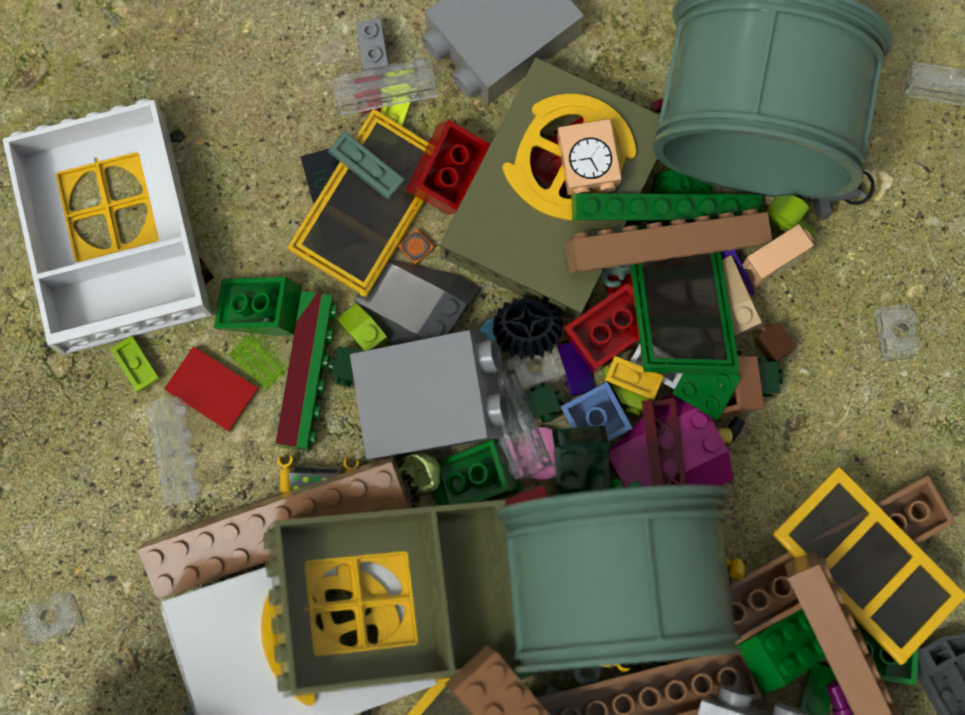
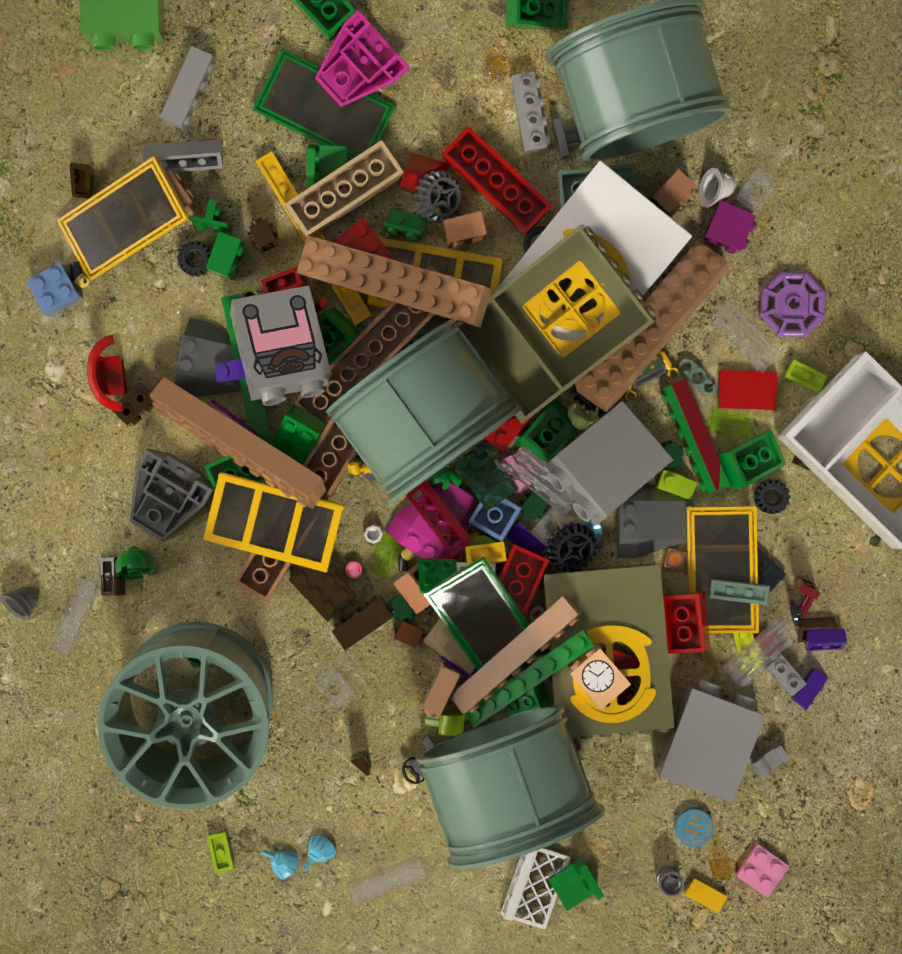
camera: 150 degrees right, 10 degrees up
(95, 651) = (715, 187): none -> white piece
(99, 471) = (800, 312): none -> medium lavender plate
(108, 591) = (730, 227): none -> magenta brick
(149, 674) = (674, 191): none -> nougat brick
(261, 236) = (783, 499): none -> black tyre
(261, 427) = (705, 380): none -> sand green piece
(287, 117) = (811, 592): none -> dark red piece
(302, 60) = (825, 639): none -> dark purple slope
(305, 78) = (814, 624): none -> dark brown slope
(344, 24) = (814, 682): none -> dark purple slope
(751, 483) = (373, 534): none -> white tile
(768, 435) = (380, 571): none -> clear neon green tile
(798, 455) = (353, 569): none -> tile
(825, 386) = (362, 622): none -> dark brown brick
(849, 444) = (323, 590): none -> dark brown brick
(915, 229) = (362, 762): none -> dark brown slope

